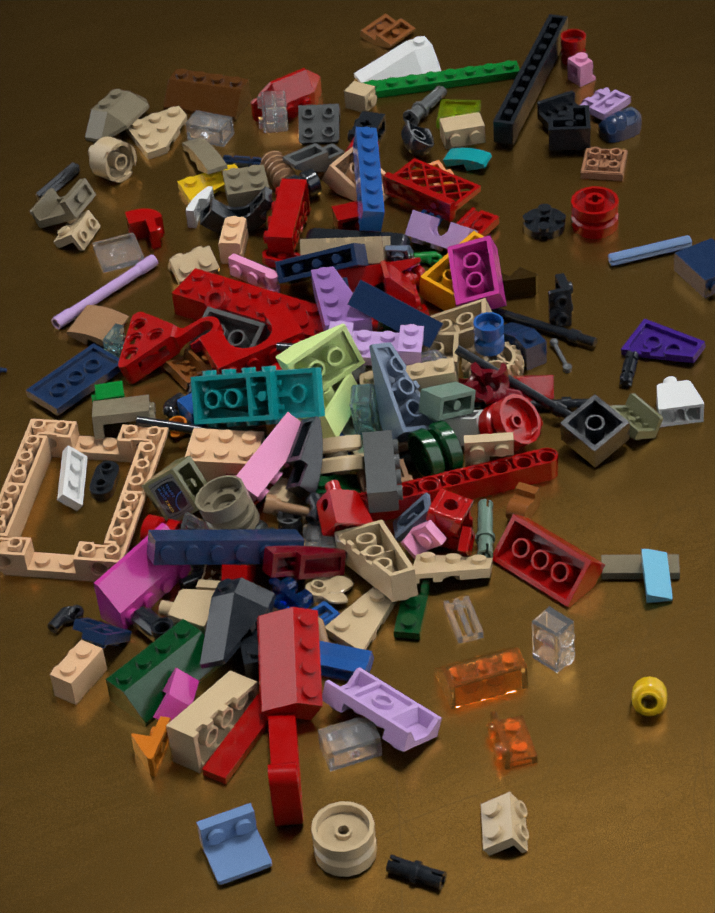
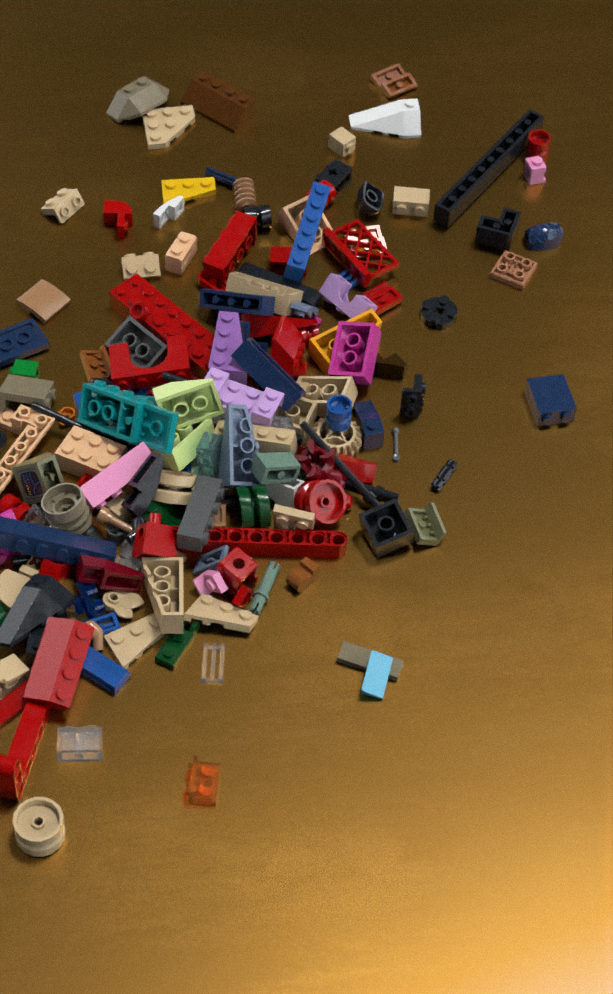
camera: 10 degrees right, 10 degrees up
(55, 209) = (57, 179): dark tan panel -> none
(59, 180) = (67, 151): black axle -> none
(71, 313) = (98, 256): lavender piece -> none
(112, 159) = (115, 144): tan brick -> none
(115, 340) = (49, 322): clear light blue bracket -> none
(118, 252) = (87, 235): clear plate -> none
(153, 335) = (77, 329): red piece -> none
(170, 406) = (68, 395): black arm -> none
(204, 155) = (191, 163): dark tan slope -> none
(212, 127) = (207, 136): clear brick -> none
(244, 184) = (211, 206): dark tan brick -> none
(253, 273) = (184, 290): bright pink plate -> none
(255, 212) = (205, 232): black arch -> none
(274, 111) = (262, 138): clear brick -> none
(301, 88) = (283, 125): red wedge -> none
(314, 157) = (277, 193): dark grey slope -> none
(319, 123) = (297, 159): dark grey bracket -> none
(402, 718) = (116, 725): lavender piece -> none
(416, 872) = (83, 870): black pin -> none
(420, 109) = (386, 169): dark grey pin -> none
(428, 257) = (332, 318): green arm -> none
(448, 78) = (418, 143): green plate -> none
(457, 107) = (417, 178): clear neon green tile -> none
(470, 157) = (406, 230): teal slope -> none
(483, 677) = (204, 719): clear orange slope -> none
(504, 824) = (165, 853): tan bracket -> none
(547, 560) = (299, 632): red slope -> none
(553, 639) = (269, 707): clear brick -> none
(555, 107) = (494, 203): black bracket -> none
(573, 335) = (413, 429): black bar -> none
(594, 212) = (481, 317): red wheel -> none
(606, 103) = (540, 210): lavender plate -> none
(649, 250) = (512, 367): medium blue axle -> none
(649, 696) = (322, 780): yellow head -> none
(663, 343) = (481, 460): dark purple wing -> none
(678, 402) = (466, 520): white torso -> none

